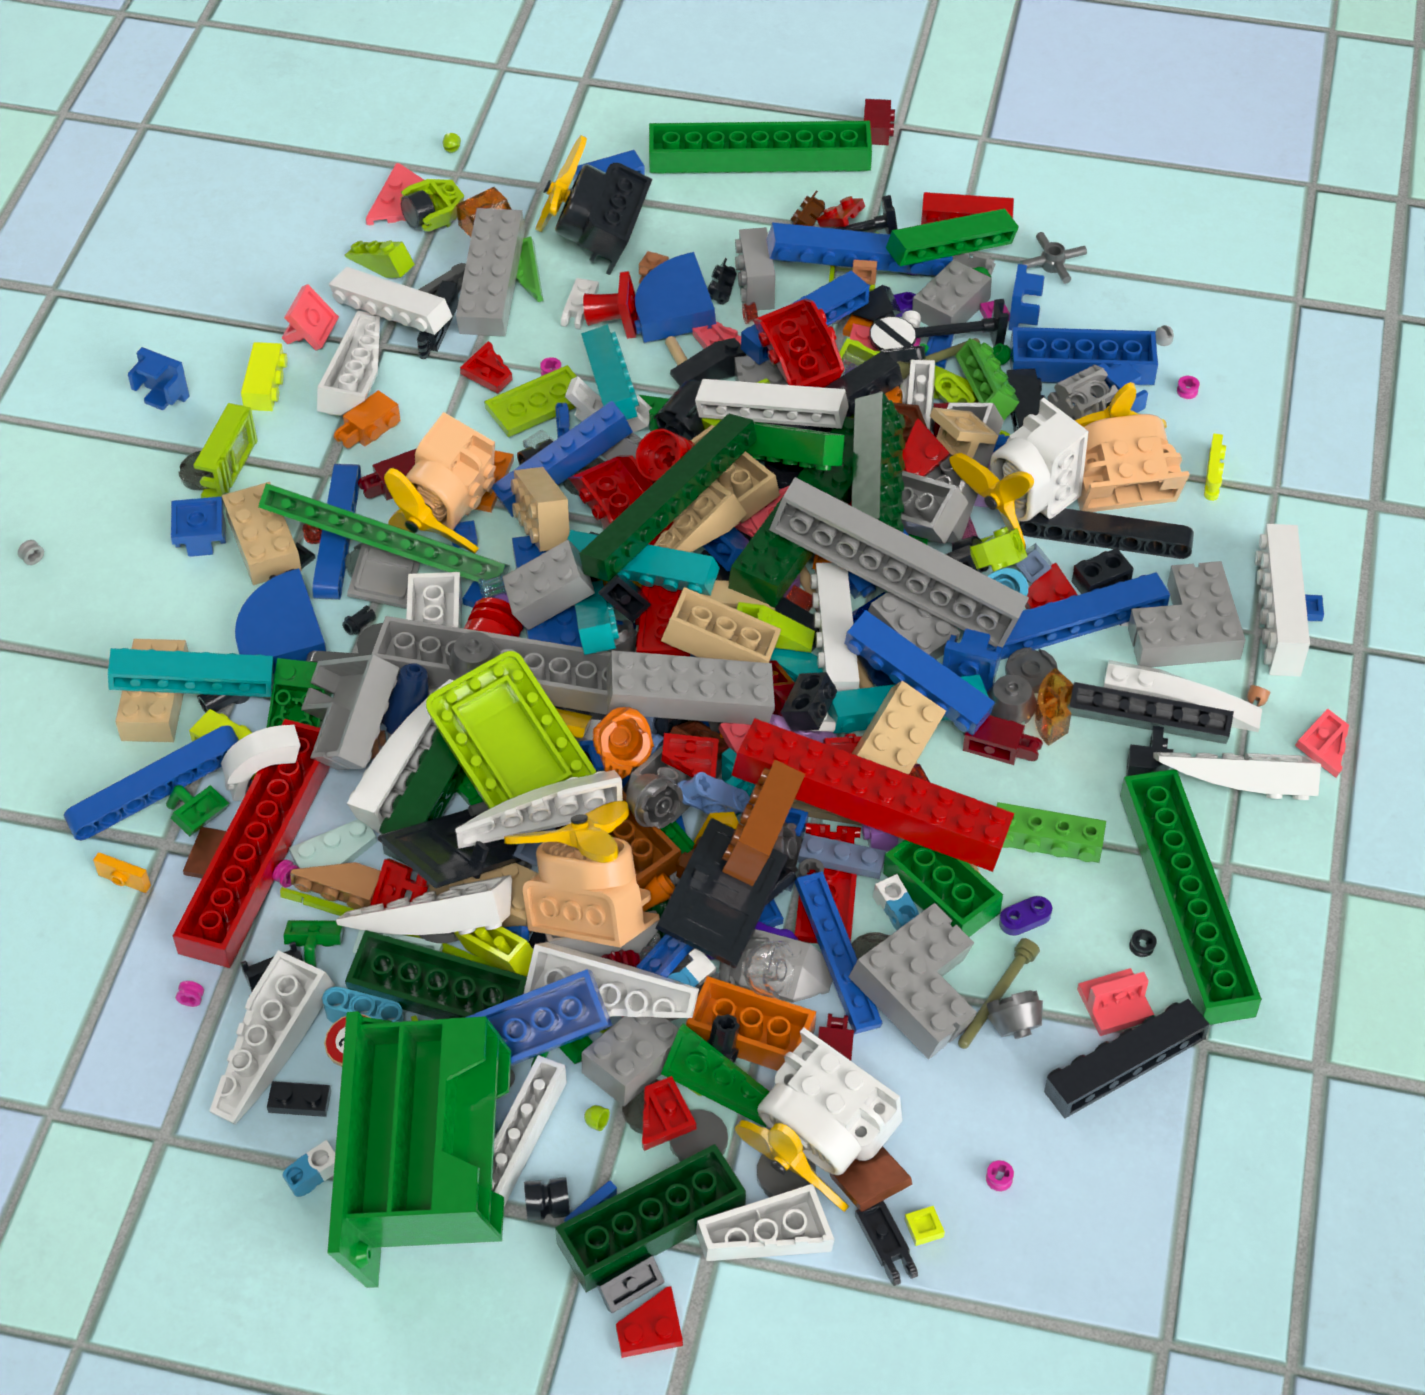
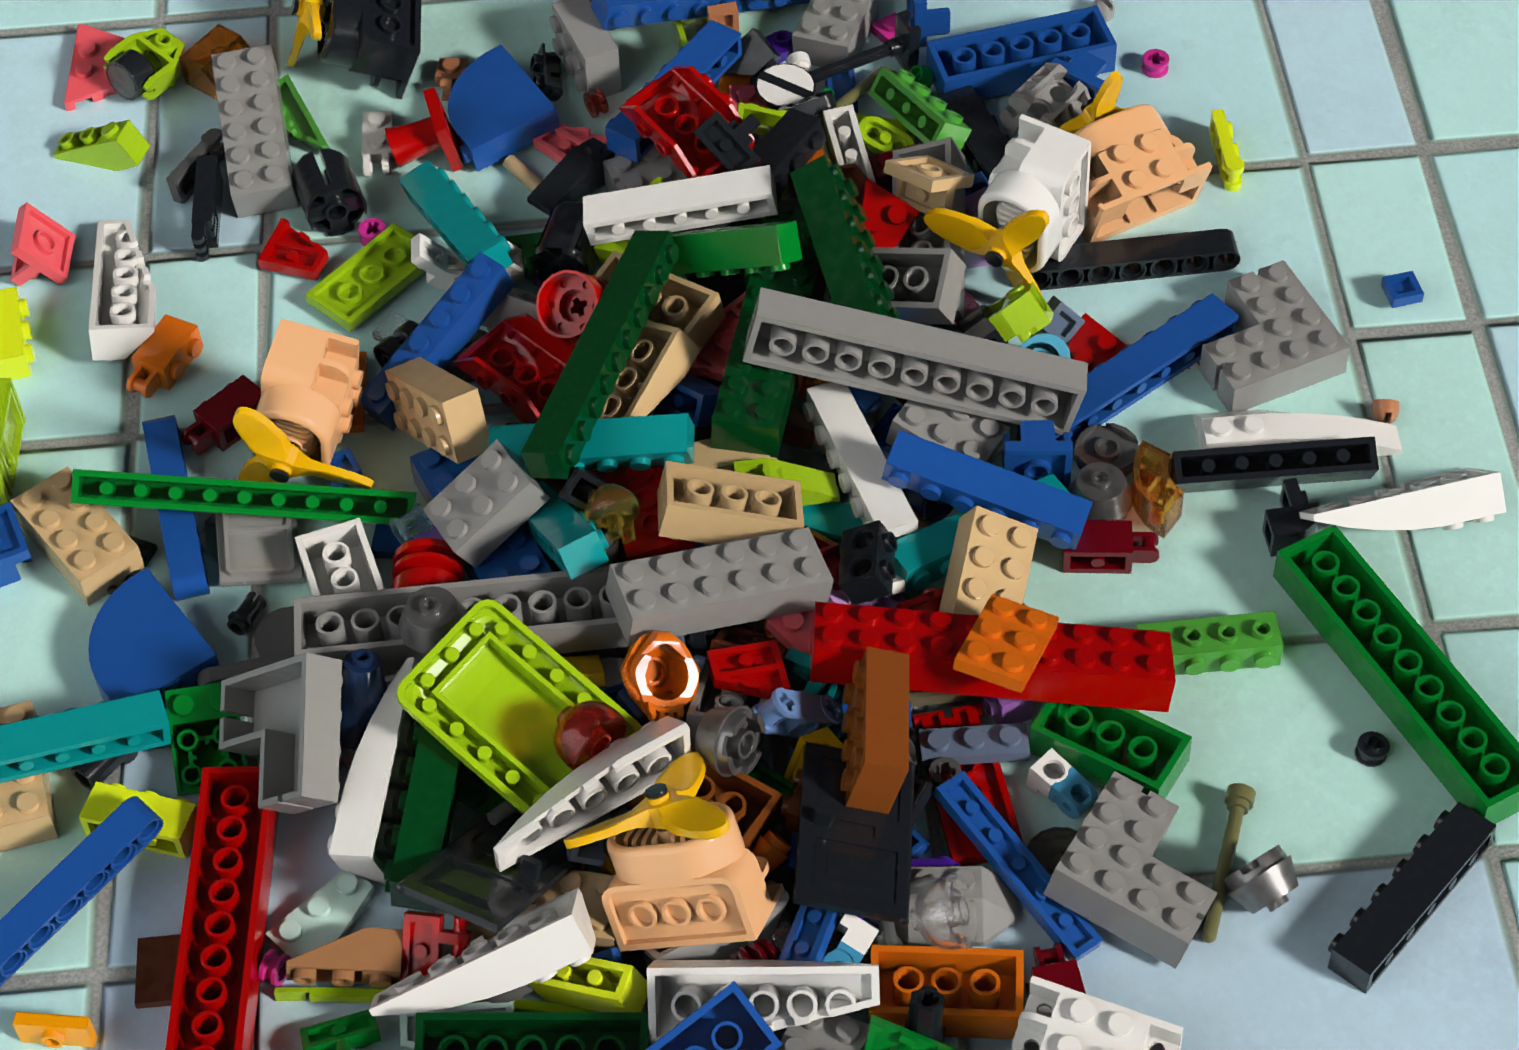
camera: 15 degrees left, 0 degrees up
(196, 810) = (126, 917): green plate -> none
(255, 752) = (183, 822): white arch -> none
(310, 536) = (144, 523): clear red bush -> none
(390, 300) = (139, 197): white brick -> none
(519, 333) = (340, 192): none -> black cylinder
(552, 764) = (586, 731): none -> clear red cylinder
(562, 419) = (415, 294): blue tile -> none
(637, 614) = (615, 509): none -> clear yellow piece
(823, 364) = (729, 141): none -> black hinge
(881, 786) = (1006, 643): none -> orange plate
(1027, 915) = (1222, 752): dark purple plate -> none
(1101, 571) = (1145, 310): black brick -> none
(1116, 1000) = (1370, 828): coral bracket -> none
(1282, 600) = (1373, 288): white brick -> none
(1326, 741) = (1486, 443): coral wing -> none

